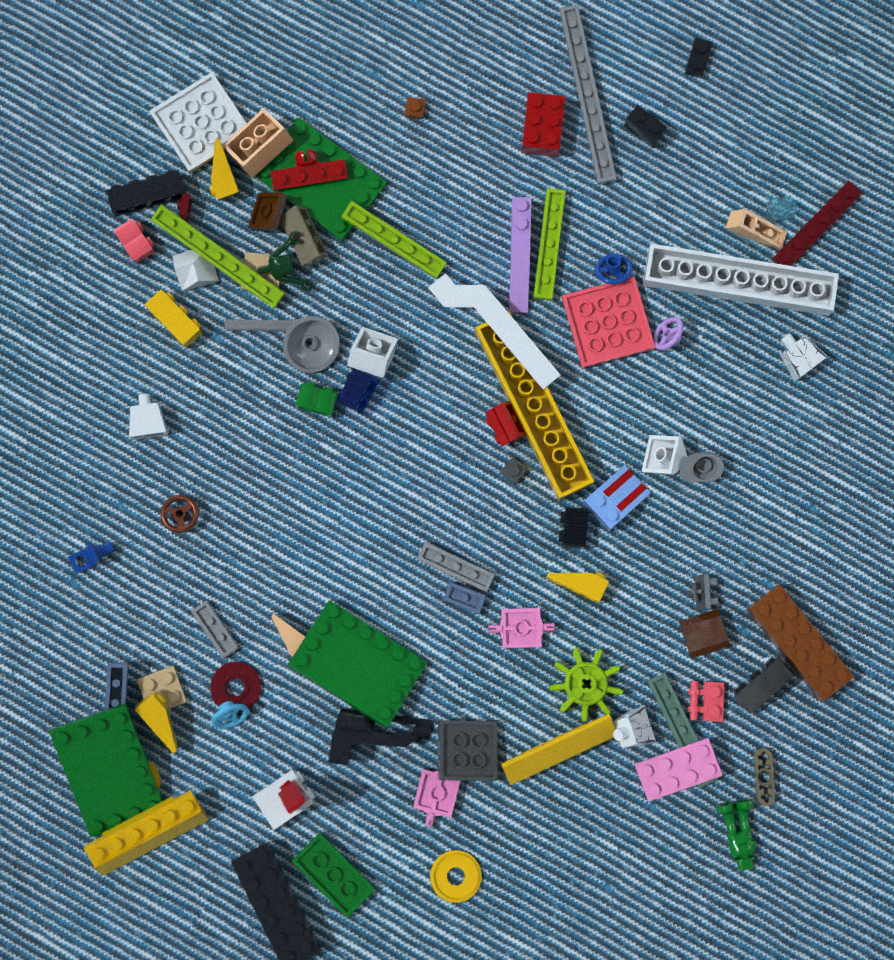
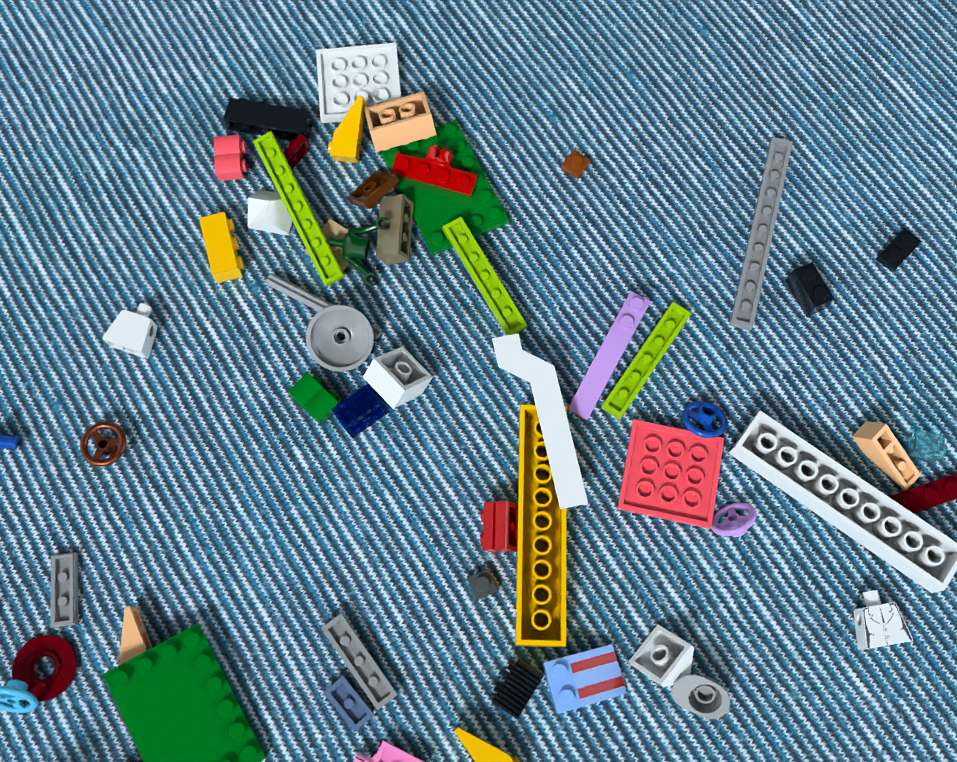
camera: 30 degrees right, 10 degrees down
(543, 124) = (699, 237): red brick -> none

